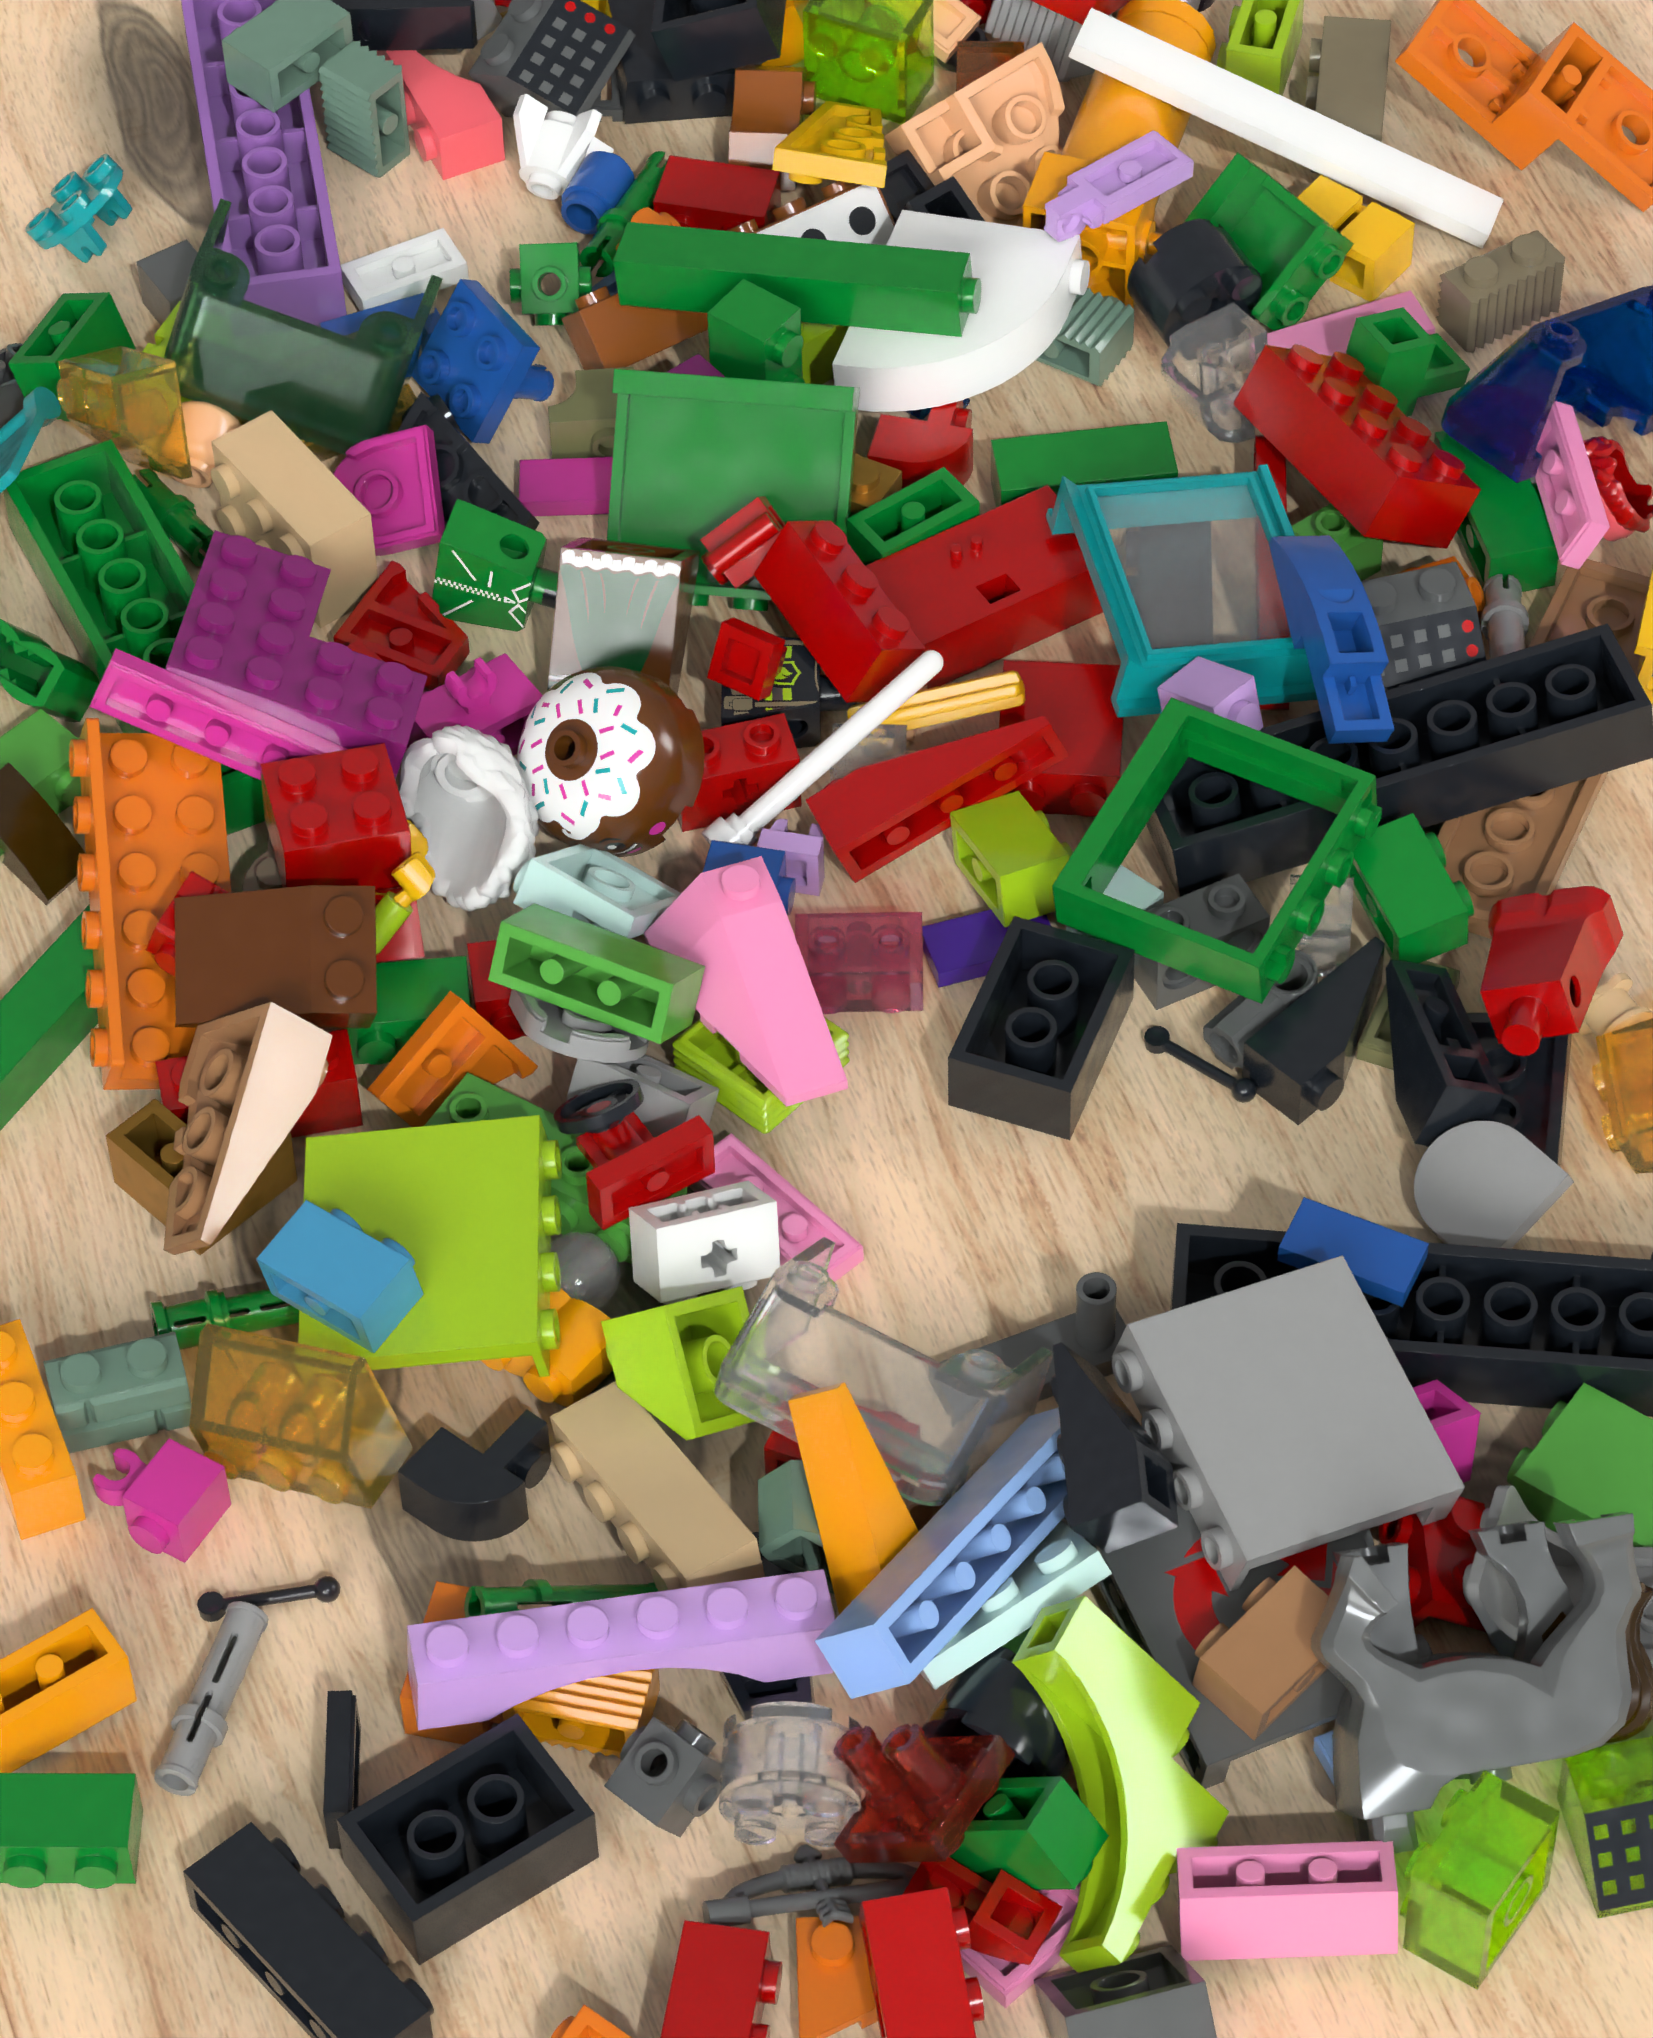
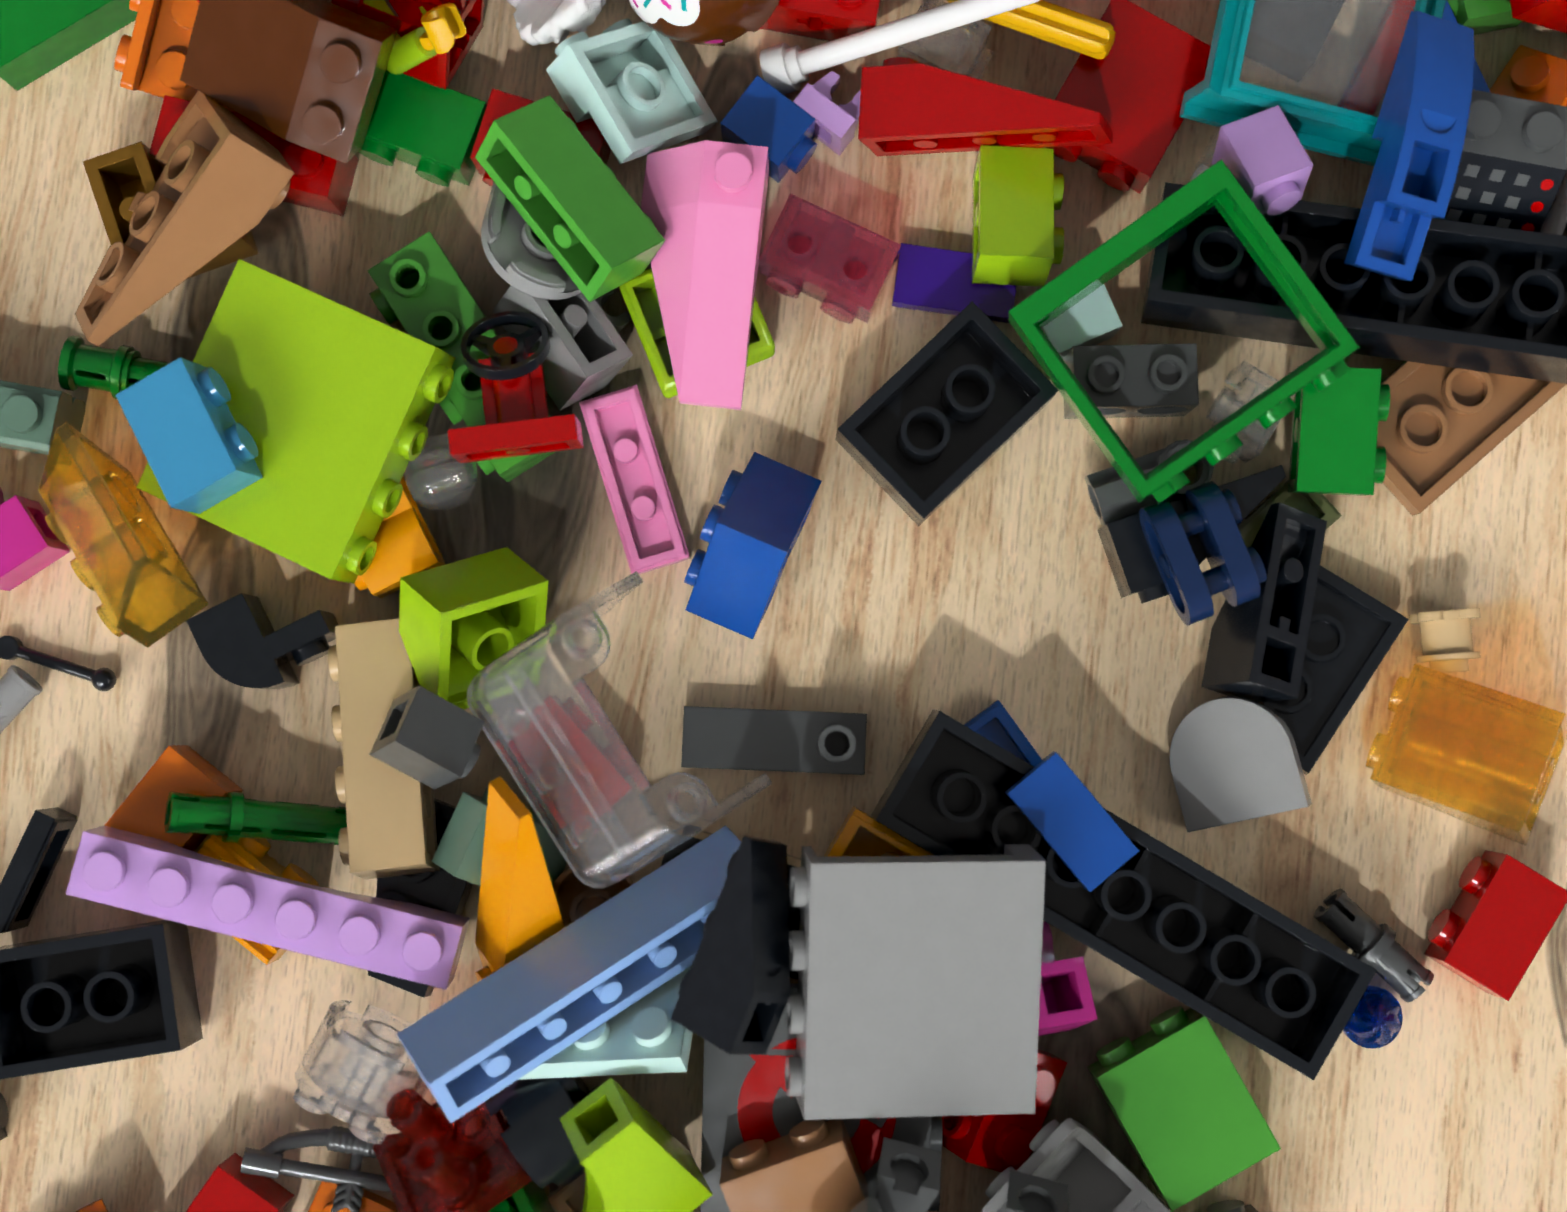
camera: 25 degrees right, 35 degrees up
(439, 1056) = (416, 201): orange wing -> none
(668, 1774) = (286, 1007): dark grey brick -> none
(702, 1433) = (428, 738): none -> dark grey brick
(704, 1242) = (547, 507): white brick -> none
(921, 1201) = (749, 543): none -> blue brick
(1158, 1041) = (1047, 456): black hinge -> none
(1341, 1014) = (1214, 519): none -> dark blue brick
(1546, 963) = (1409, 577): red piece -> none

